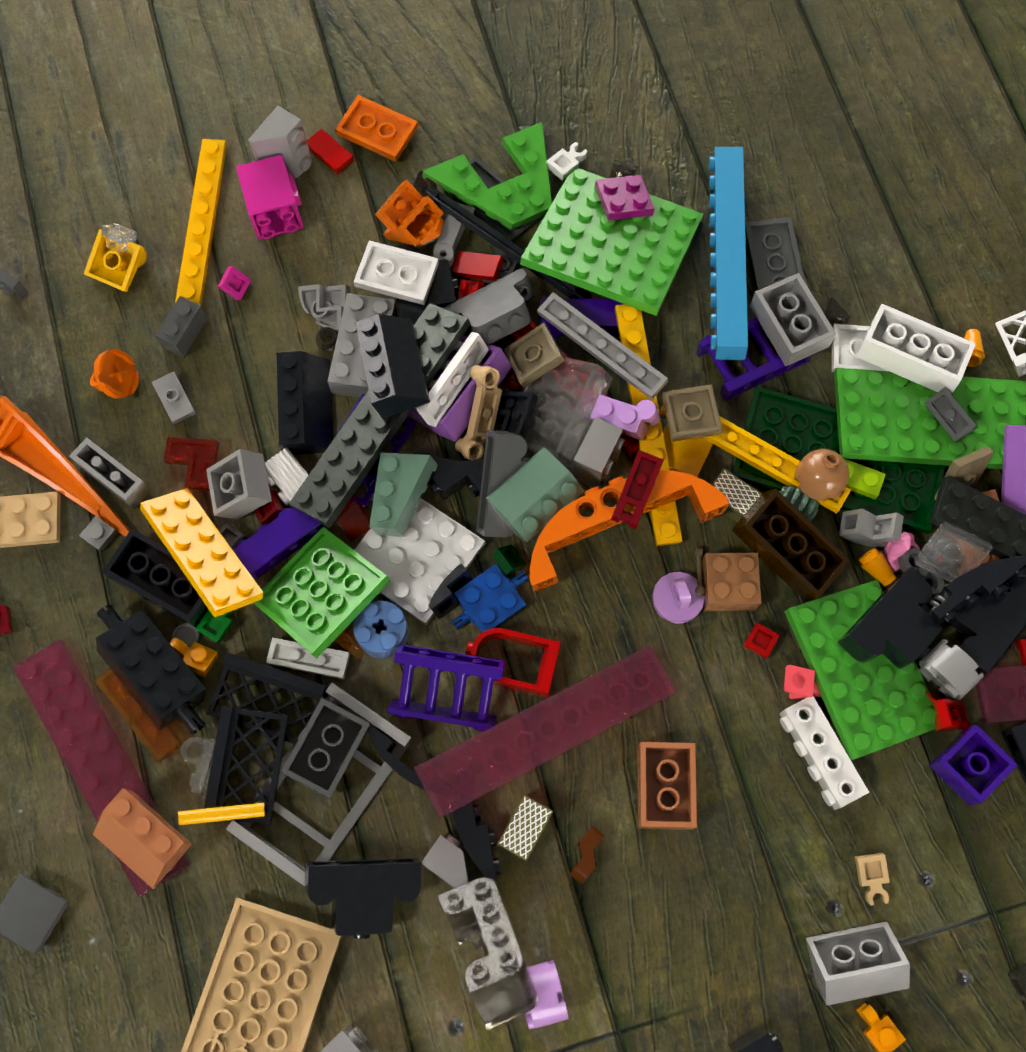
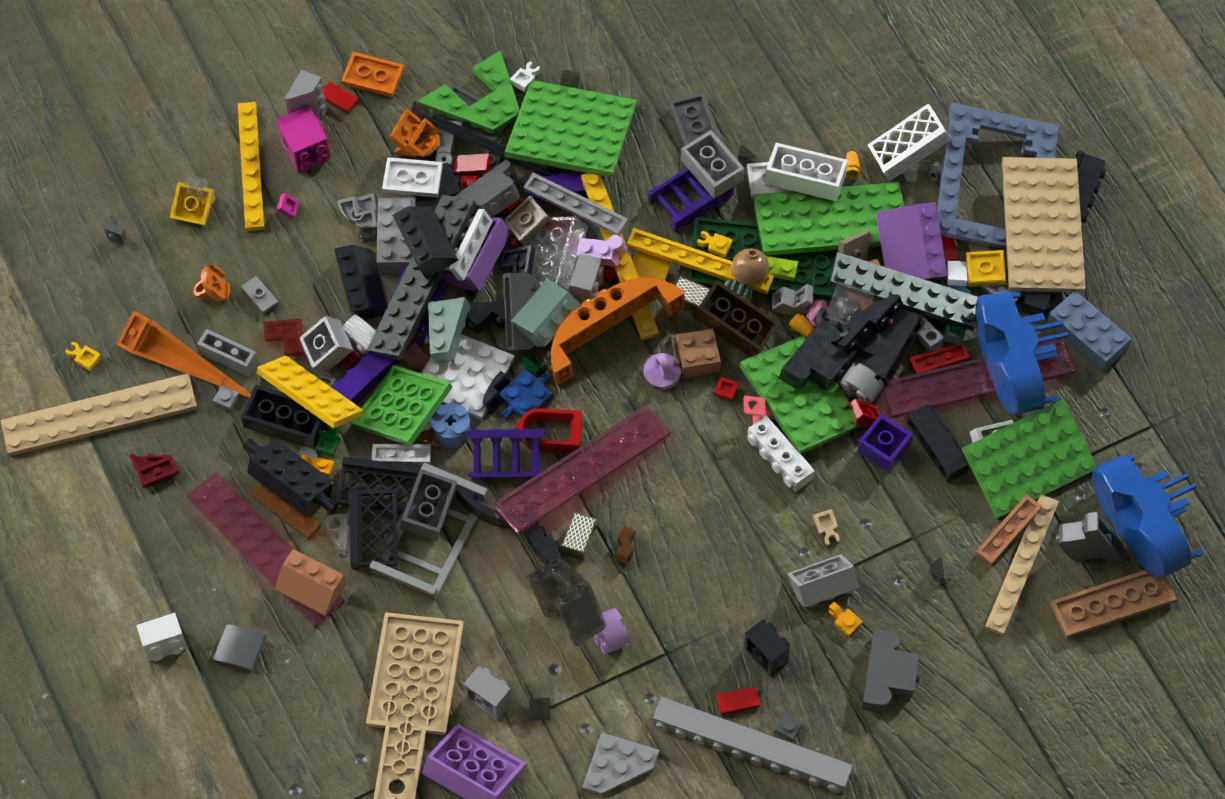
camera: 10 degrees left, 10 degrees down
(181, 326) = (255, 243): dark grey brick -> none
(221, 813) = (364, 557): yellow piece -> none
(362, 891) = (473, 590): black brick -> none
(447, 861) = (525, 563): light grey slope -> none
(483, 412) = (496, 265): tan plate -> none
(624, 197) = (574, 96): magenta plate -> none
(637, 488) = (617, 293): dark red plate -> none
(666, 786) = (673, 491): nougat brick -> none
(691, 413) = (649, 240): dark tan plate -> none
(729, 254) = (660, 124): dark azure brick -> none
(779, 431) = (717, 245): none -> yellow plate
(951, 415) = (837, 212): dark grey plate -> none

